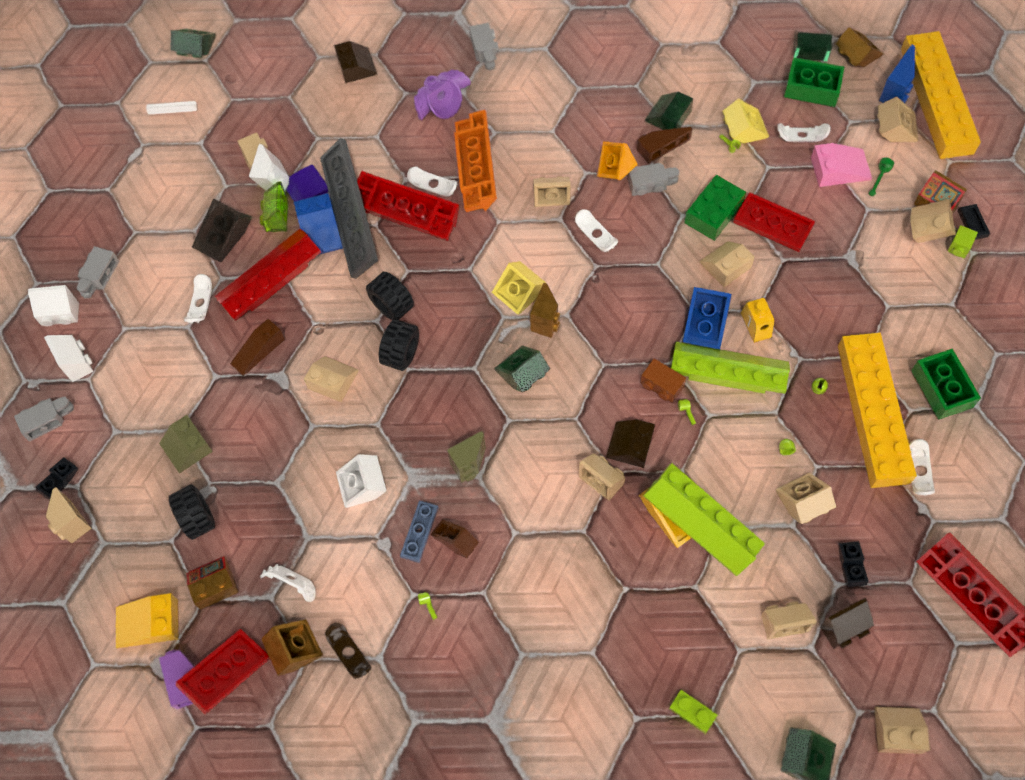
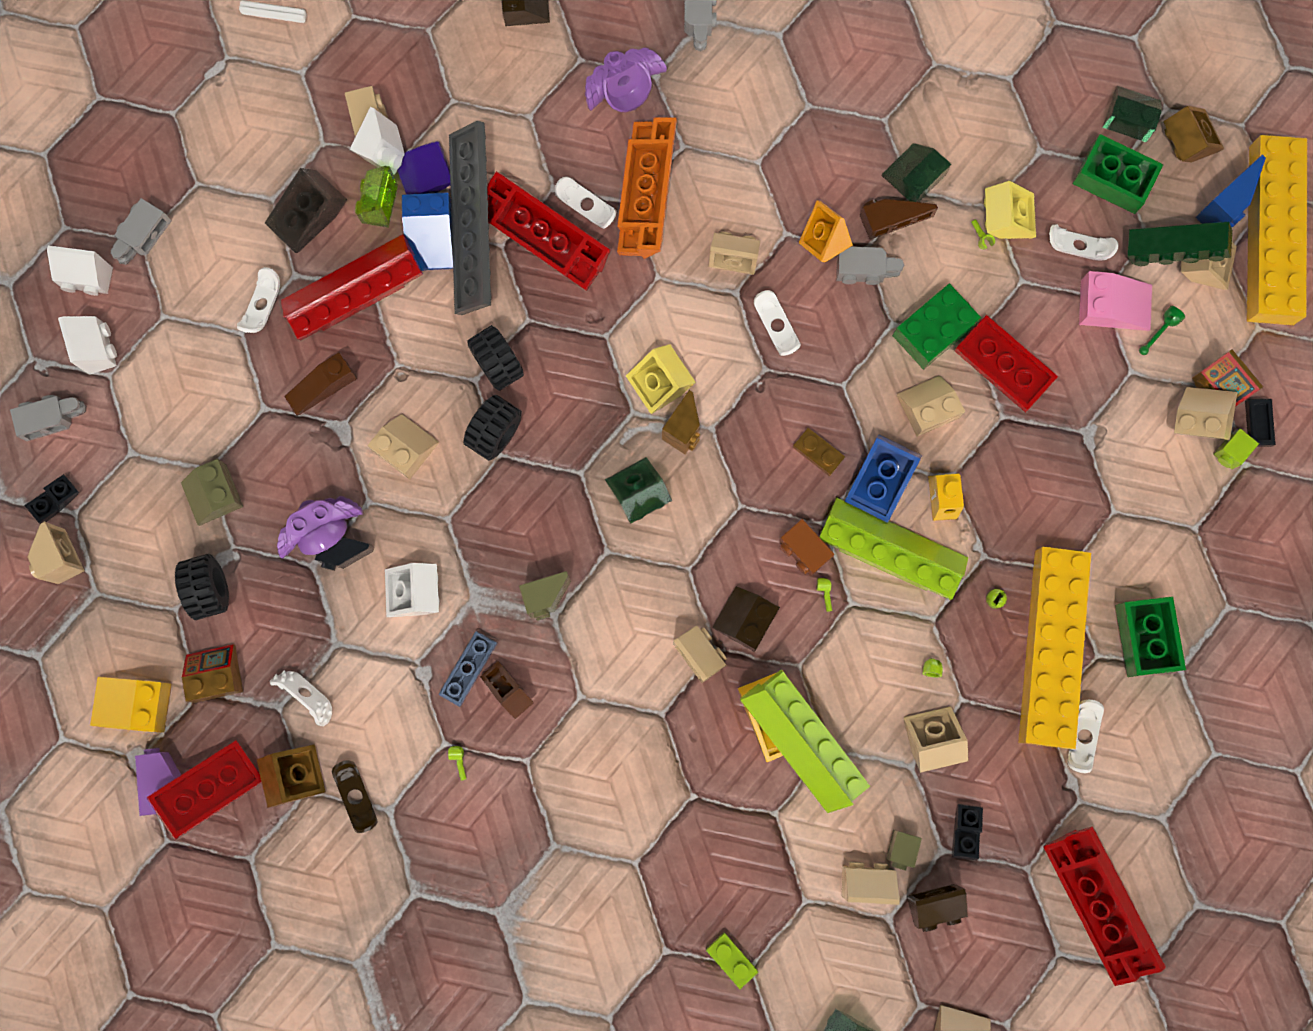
camera: 10 degrees right, 15 degrees up
(274, 447) = (316, 525): none -> medium lavender piece
(298, 464) = (343, 554): none -> black slope
(652, 313) = (818, 452): none -> pearl gold plate
(806, 587) = (903, 850): none -> olive brick
(873, 113) = (1180, 243): none -> dark green brick

